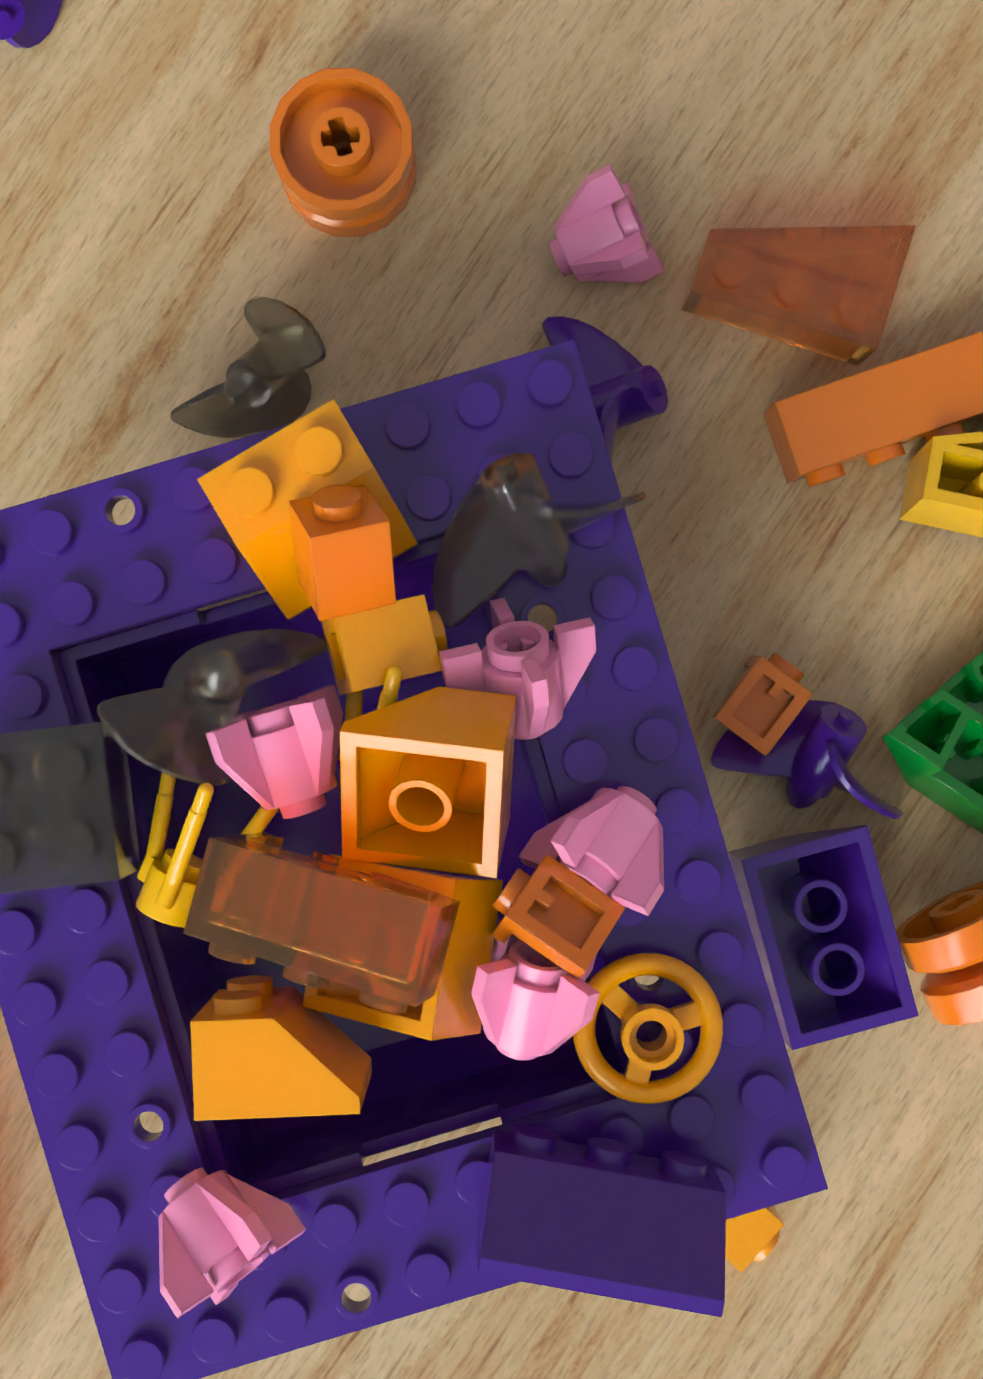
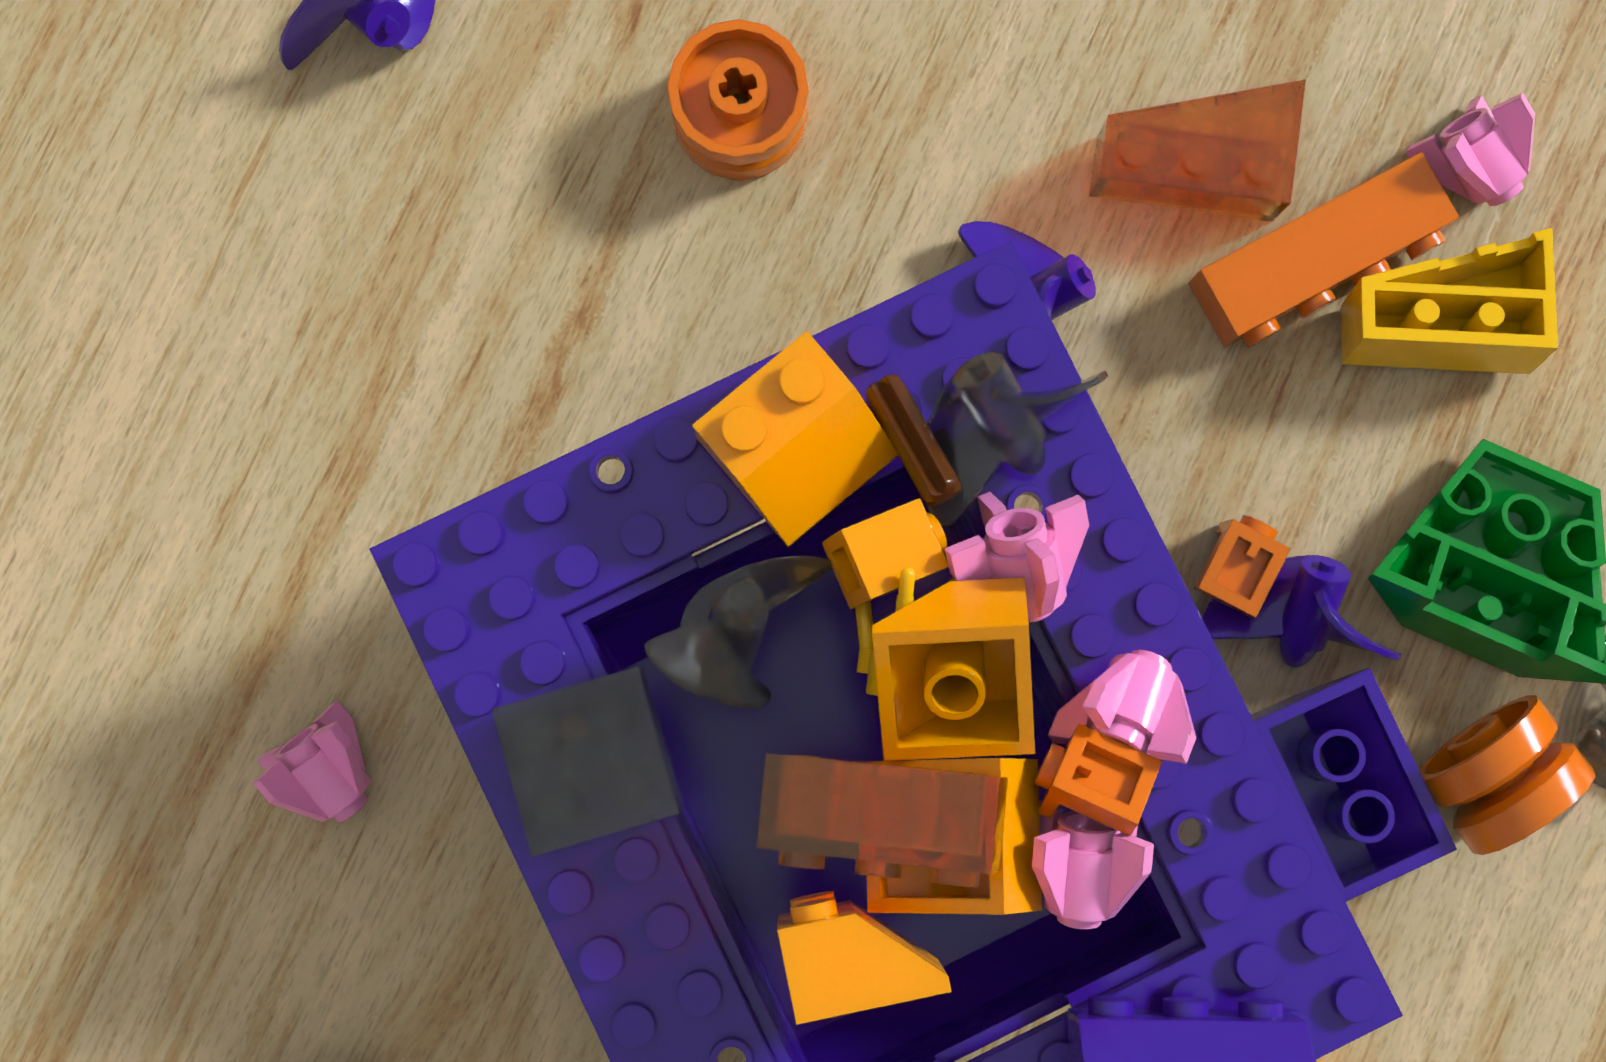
camera: 20 degrees left, 5 degrees down
(173, 876) = (725, 815): yellow plant -> none
(266, 382) = (700, 330): clear smoke piece -> none
(284, 751) = (812, 669): bright pink brick -> none
(343, 551) = (839, 469): orange brick -> none
(431, 532) = (913, 440): none -> reddish brown axle
(603, 234) = (1003, 136): bright pink brick -> none
(667, 1048) = (1226, 871): light orange piece -> none

